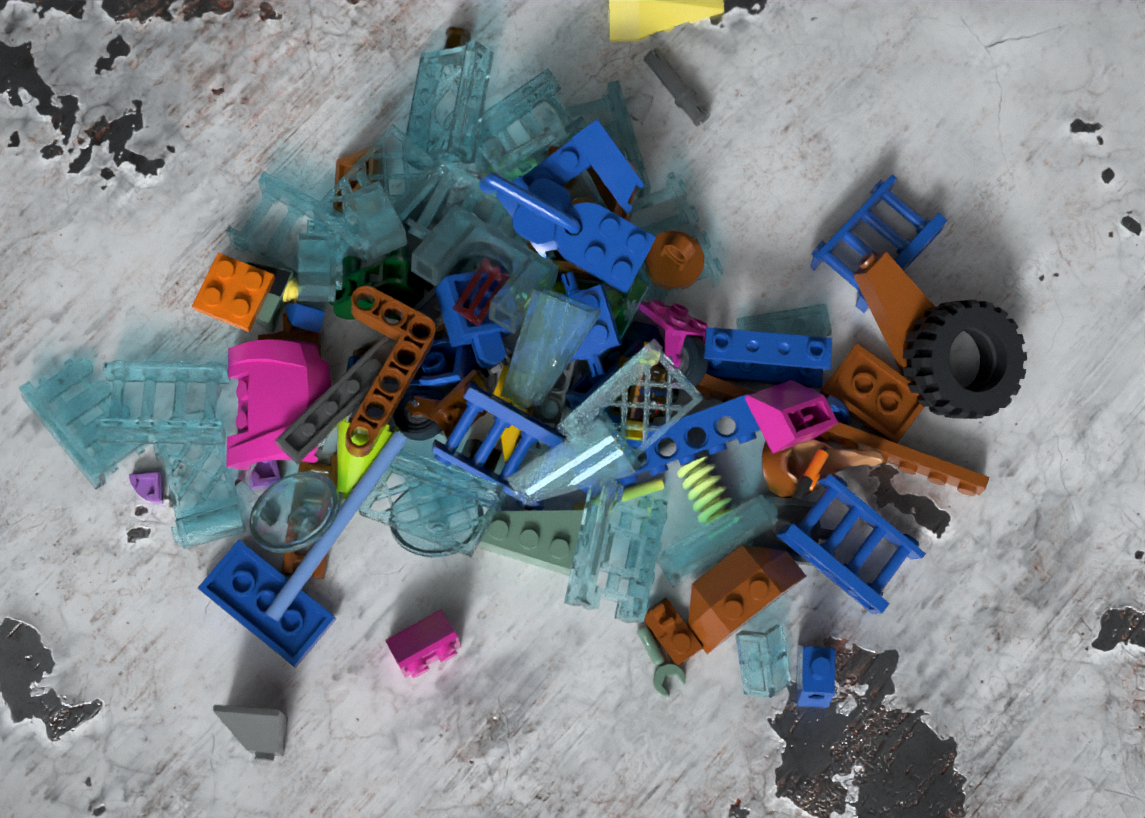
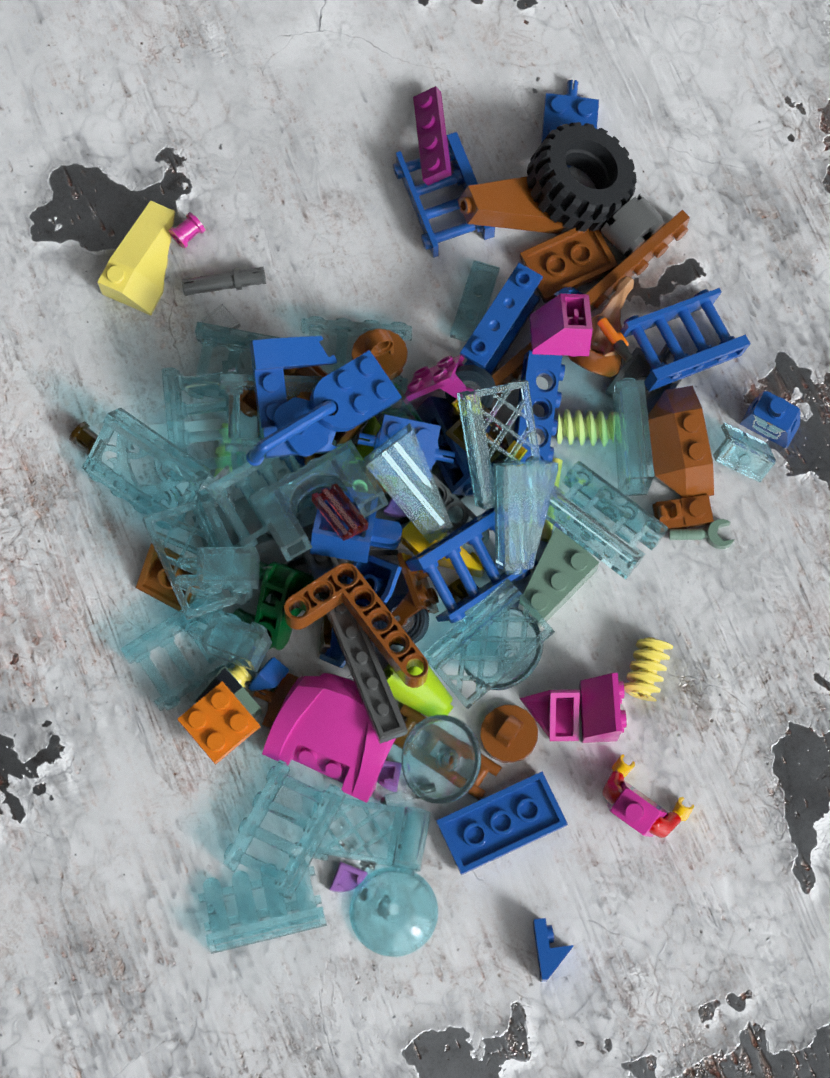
camera: 60 degrees left, 0 degrees up
(143, 563) = (397, 933): none -> clear light blue dish
(153, 709) = (547, 957): none -> blue slope
(257, 729) = (608, 878): slope -> none
(338, 728) = (638, 809): none -> torso
(344, 516) = (458, 710): medium blue piece -> none
(360, 569) = (509, 734): none -> dark orange tile
(401, 605) = (556, 713): none -> dark pink slope
(489, 670) = (645, 668): none -> light yellow piece
(708, 28) = (187, 230): none -> dark pink bush
(930, 199) = (432, 136): none -> magenta plate
(945, 436) = (632, 225): none -> dark grey brick
(1036, 321) = (568, 109): none -> blue plate

